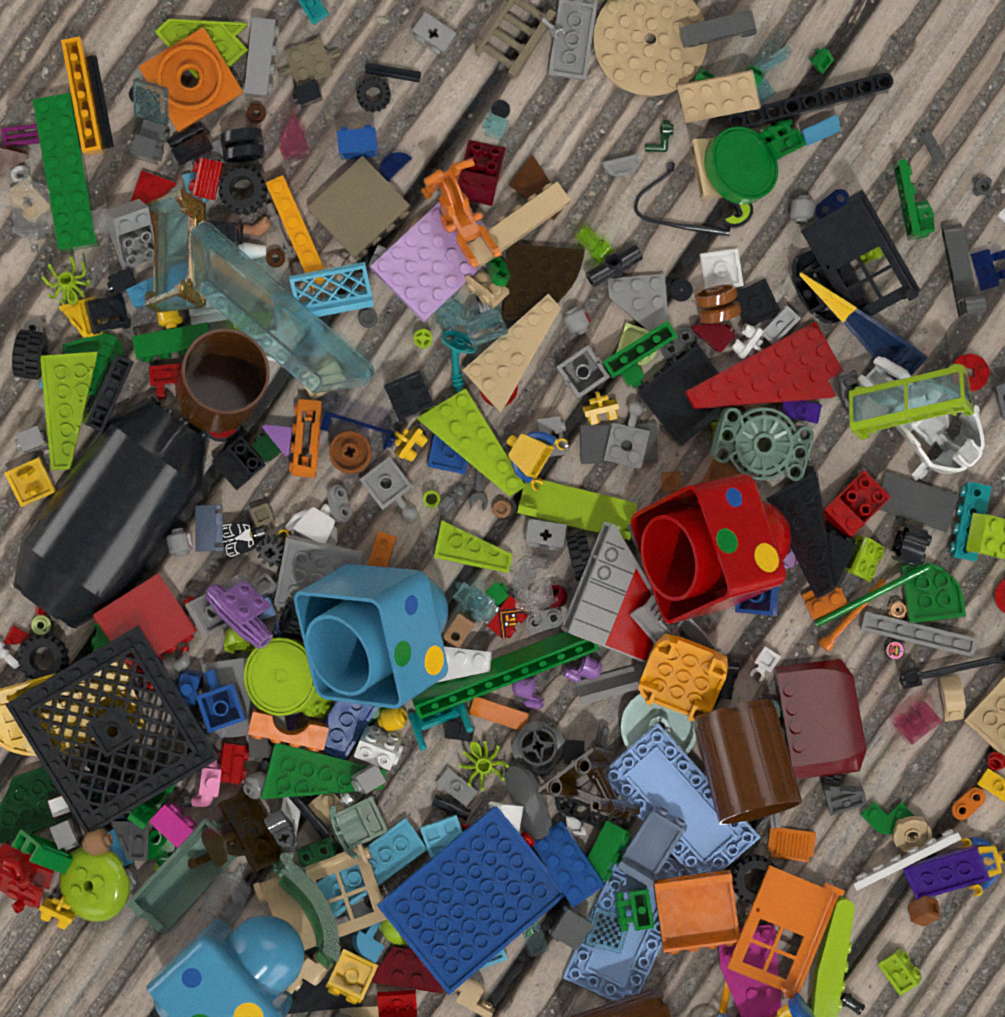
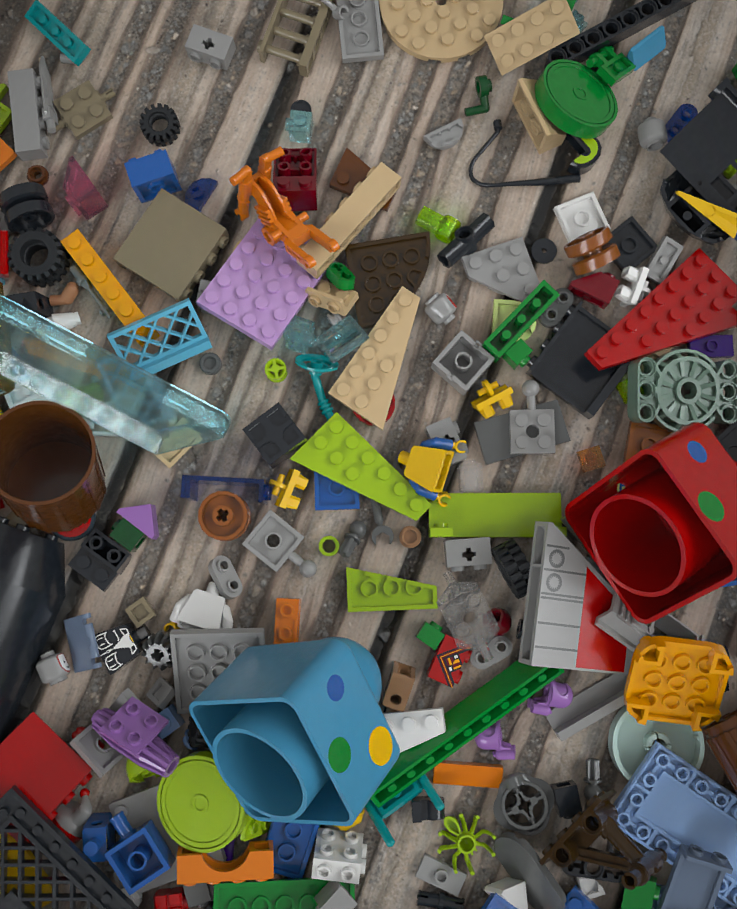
camera: 15 degrees left, 5 degrees down
(271, 253) = (88, 318): reddish brown plate -> none
(280, 63) = (48, 111): none -> light grey piece
(307, 94) = (87, 141): black brick -> none
(309, 407) = (163, 524): orange brick -> none
(393, 72) = (176, 98): black axle -> none
(473, 601) = (414, 655): clear light blue brick -> none

